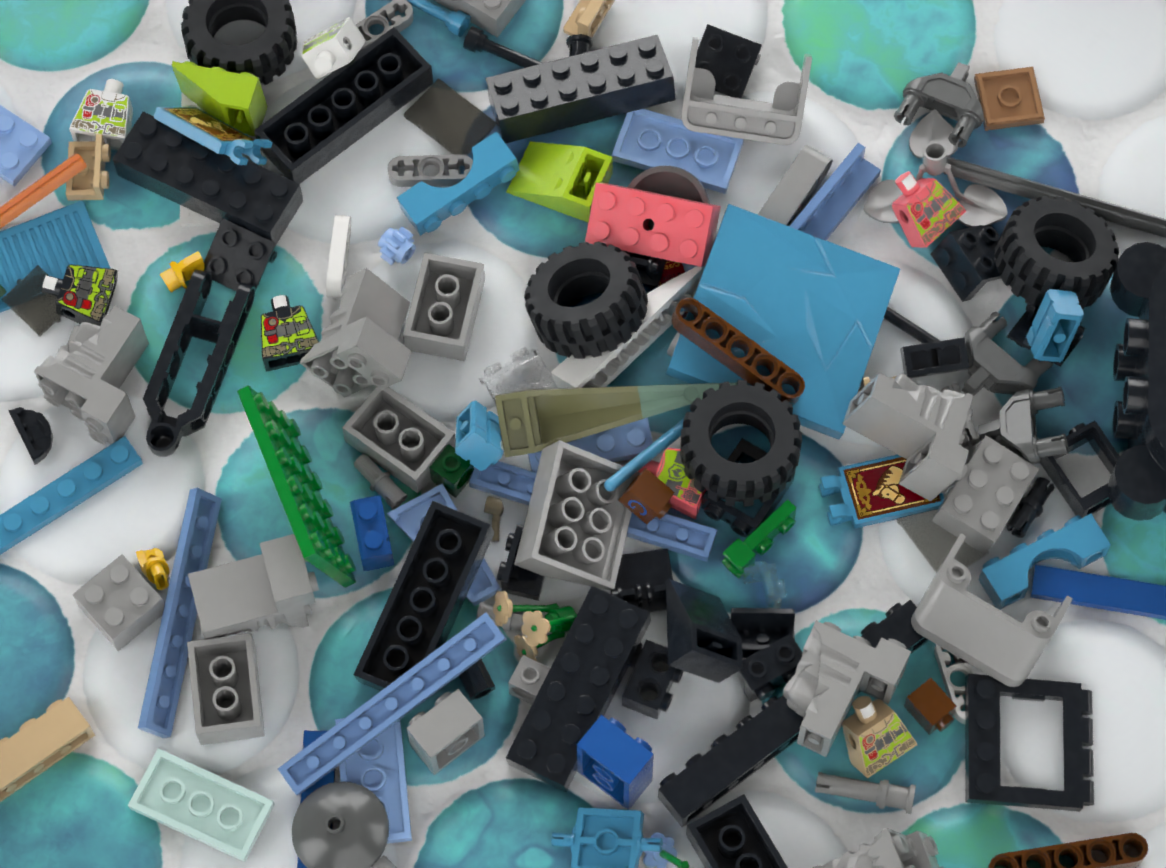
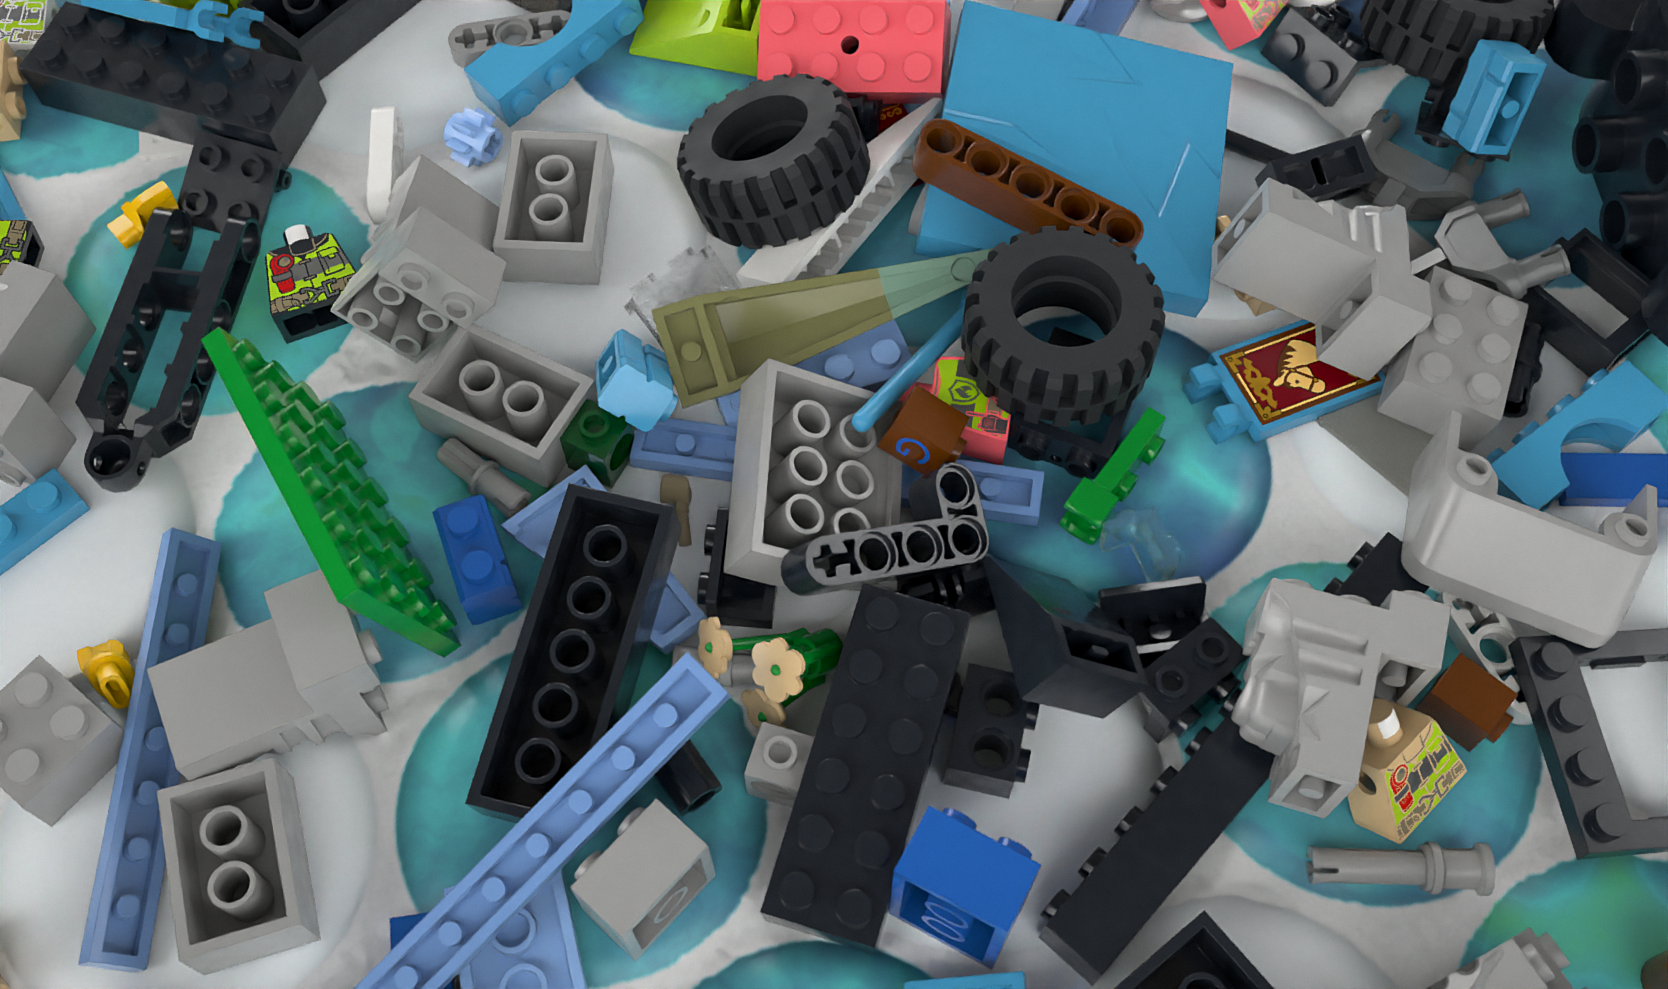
camera: 10 degrees left, 5 degrees down
(610, 565) = (885, 548): none -> black beam

